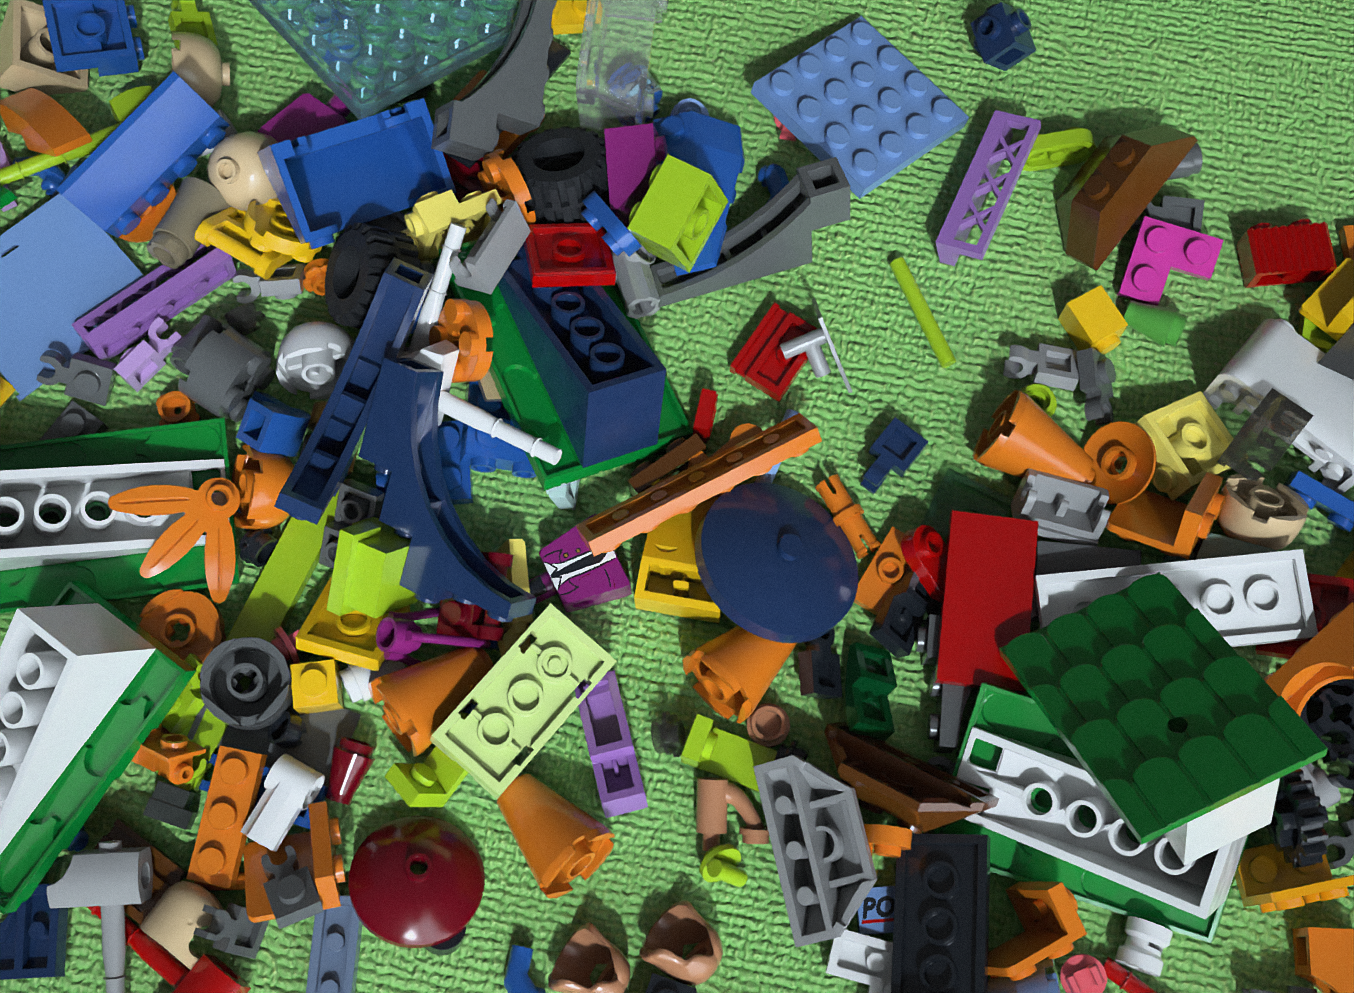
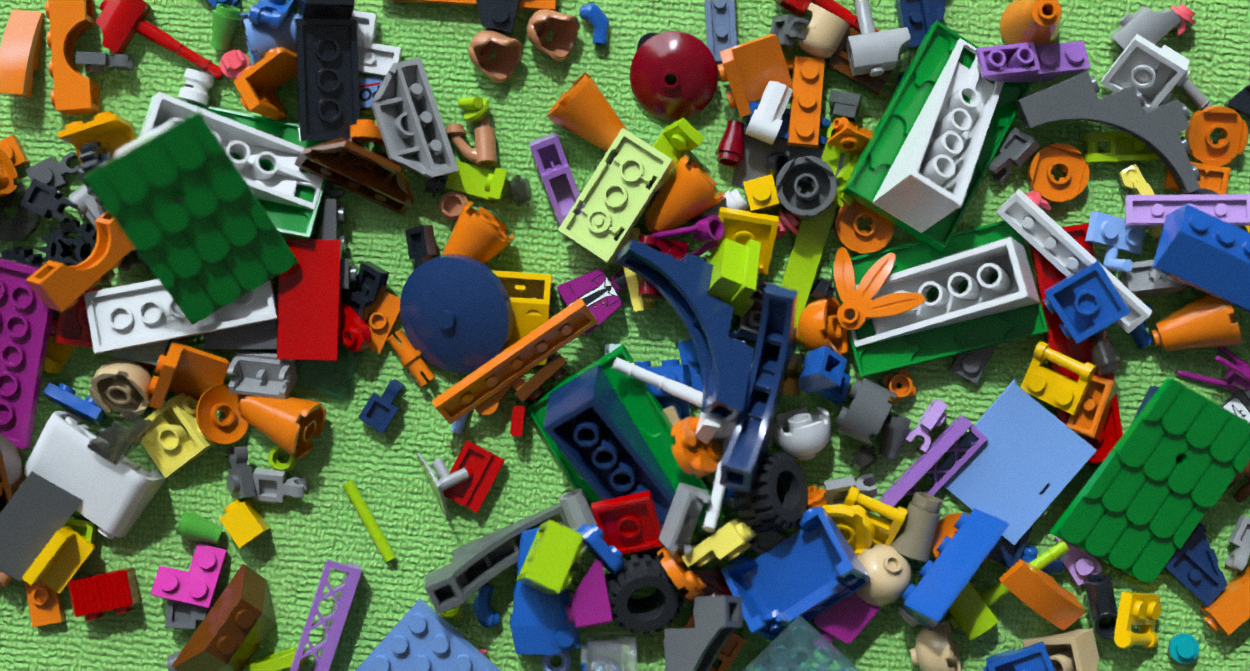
camera: 170 degrees right, 15 degrees up
(84, 376) = (970, 400): dark grey plate -> none
(290, 890) = (751, 55): dark grey plate -> none
(867, 688) = (387, 240): dark green slope -> none

